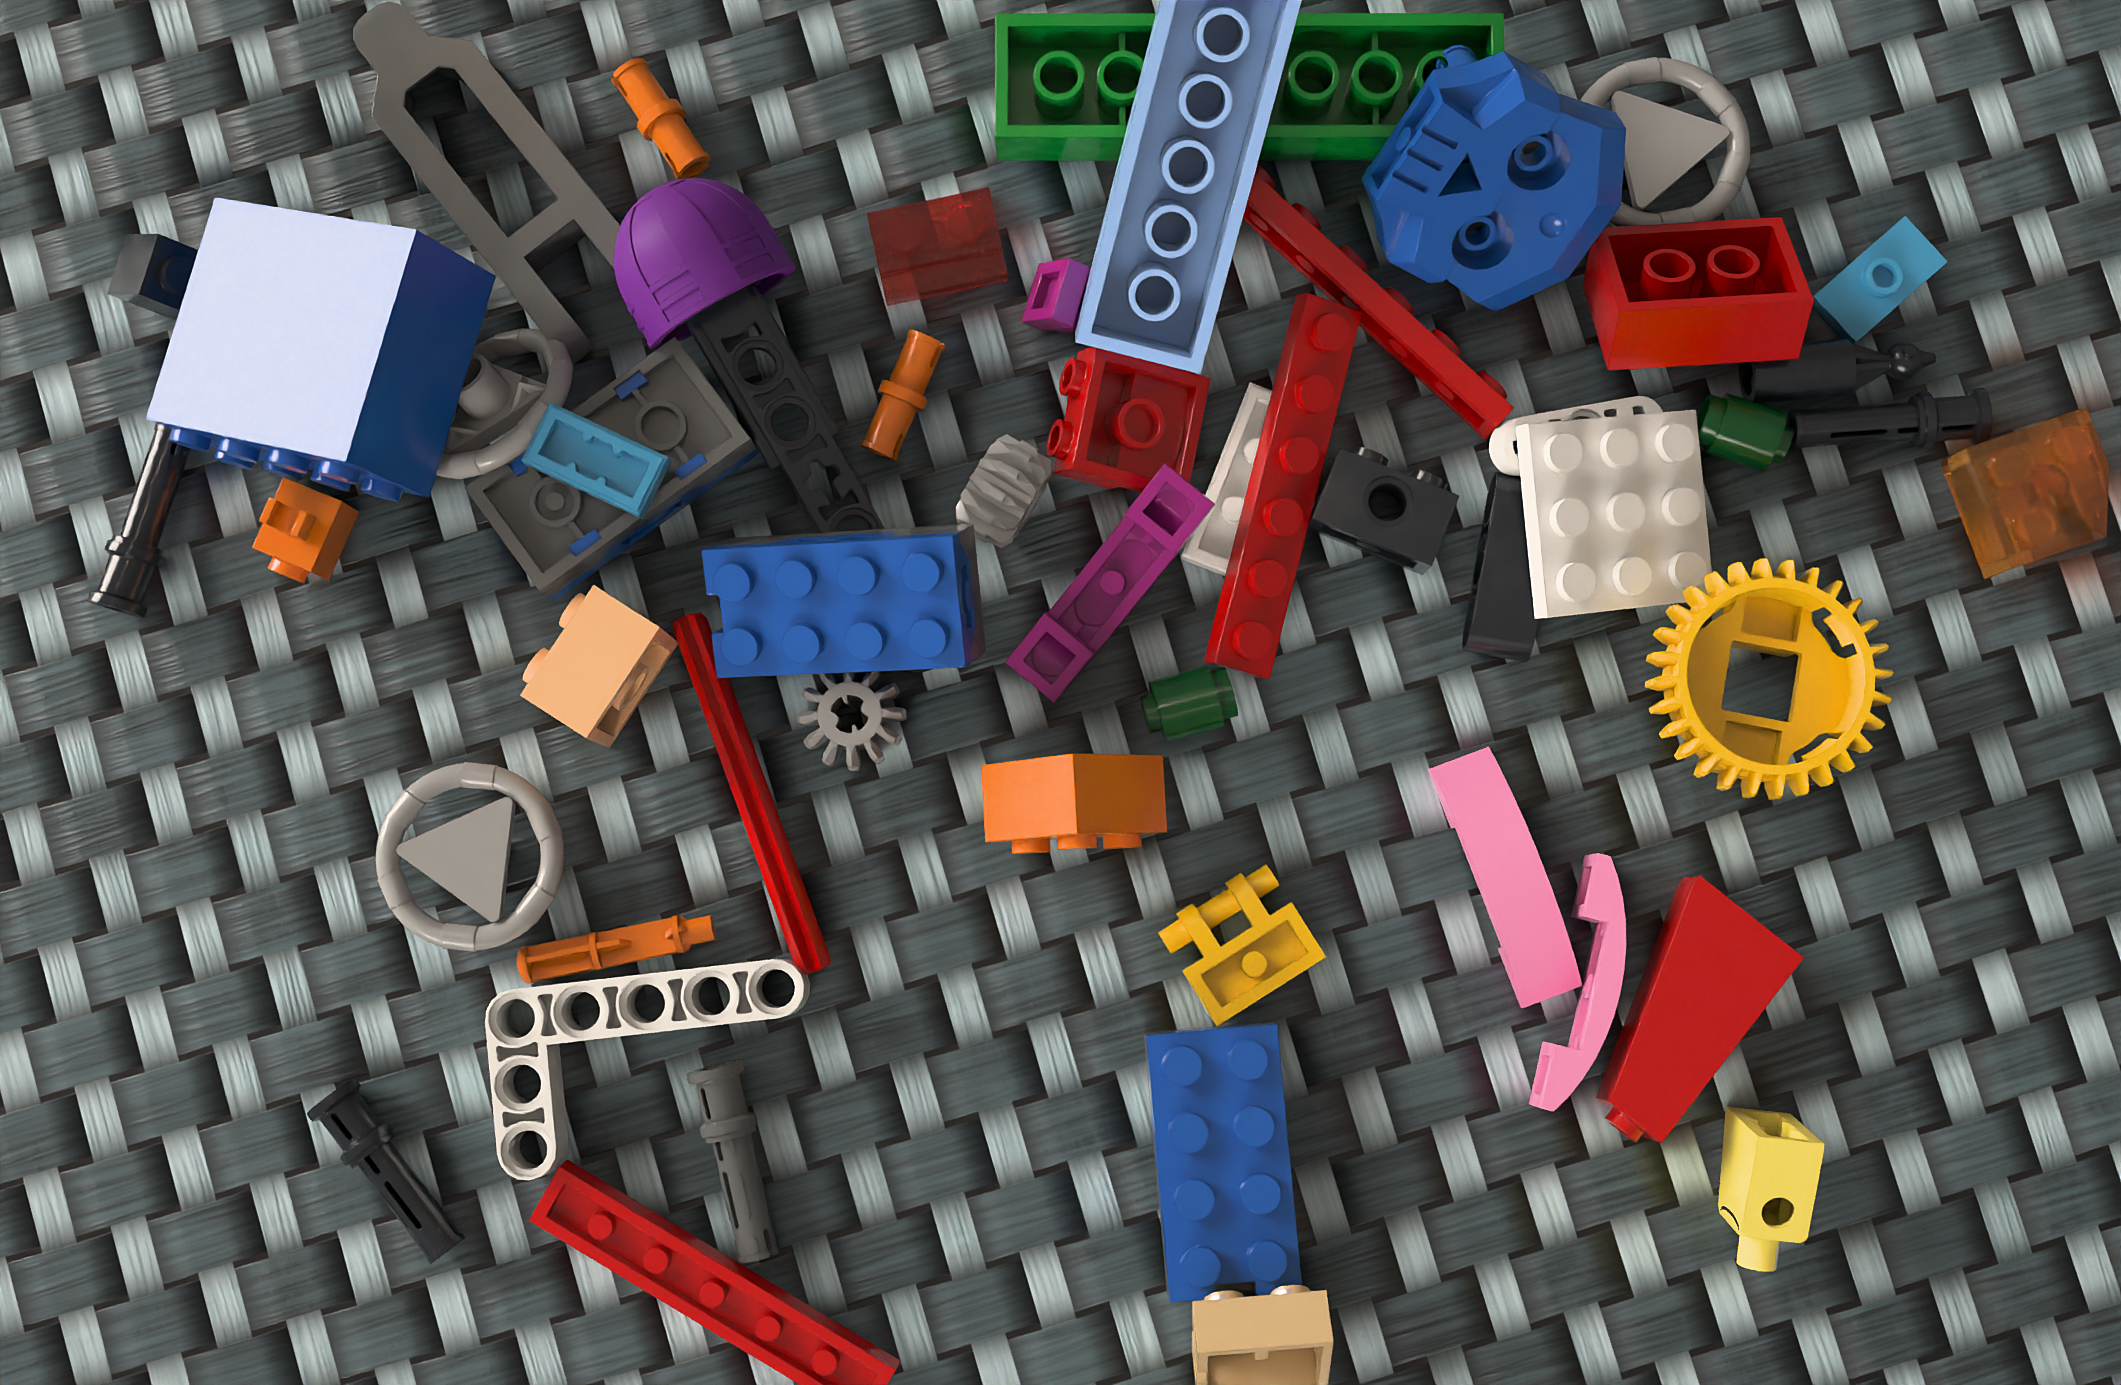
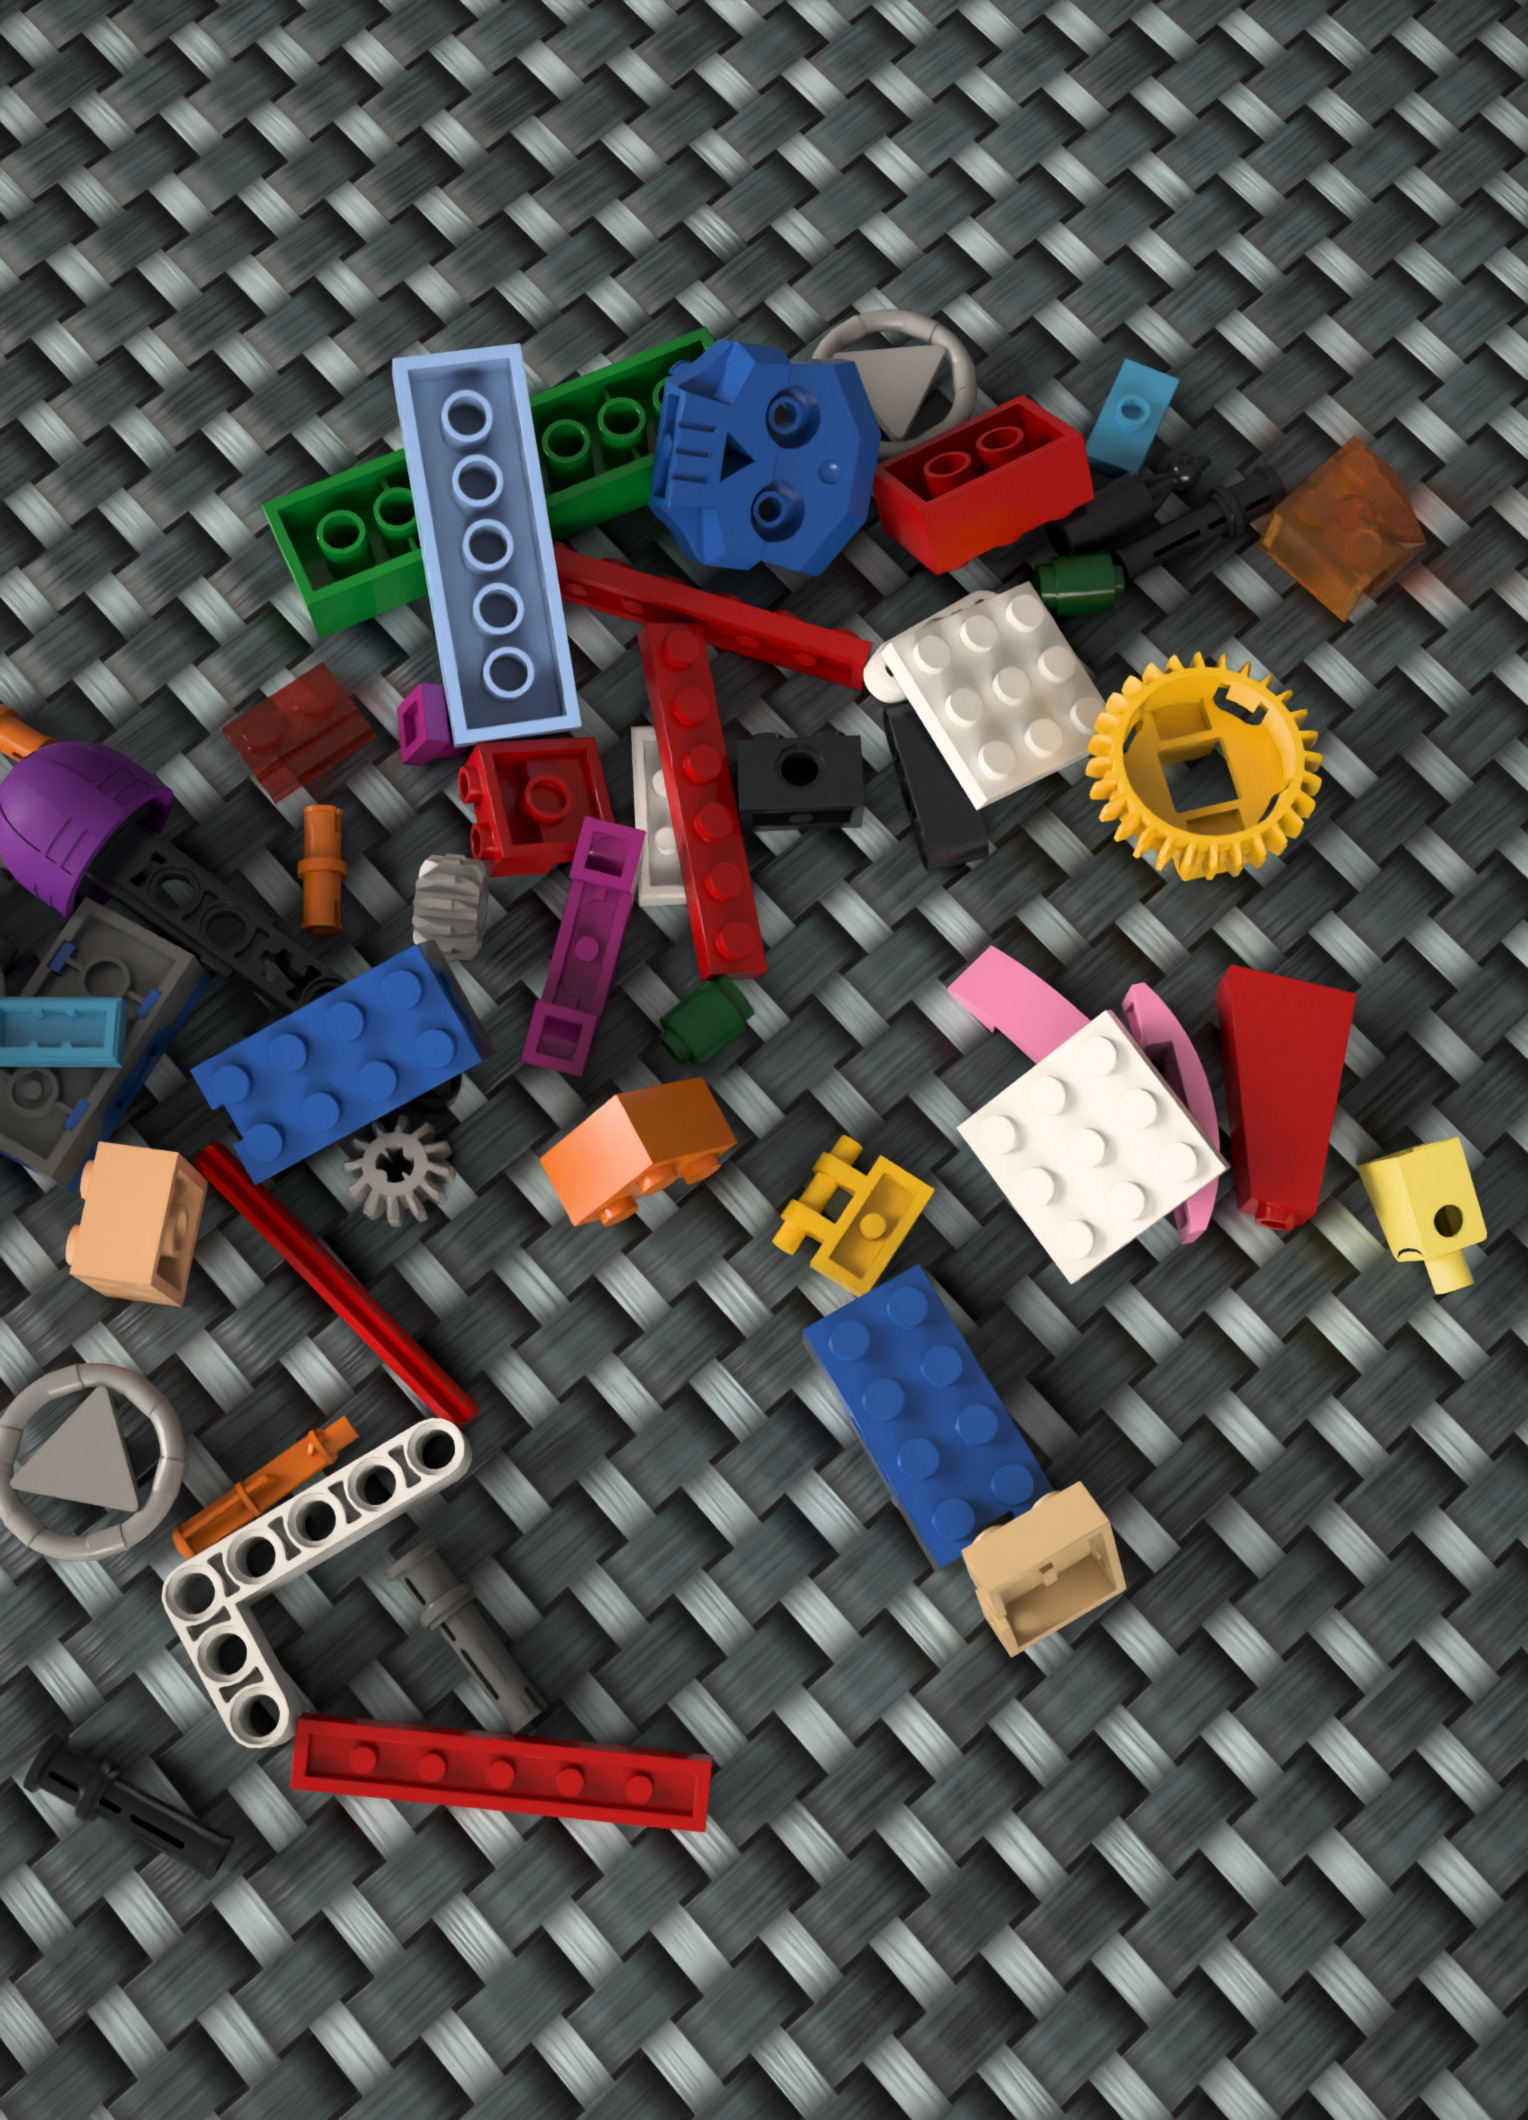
camera: 25 degrees left, 10 degrees down
(1488, 987) = (1092, 1146): none -> white plate

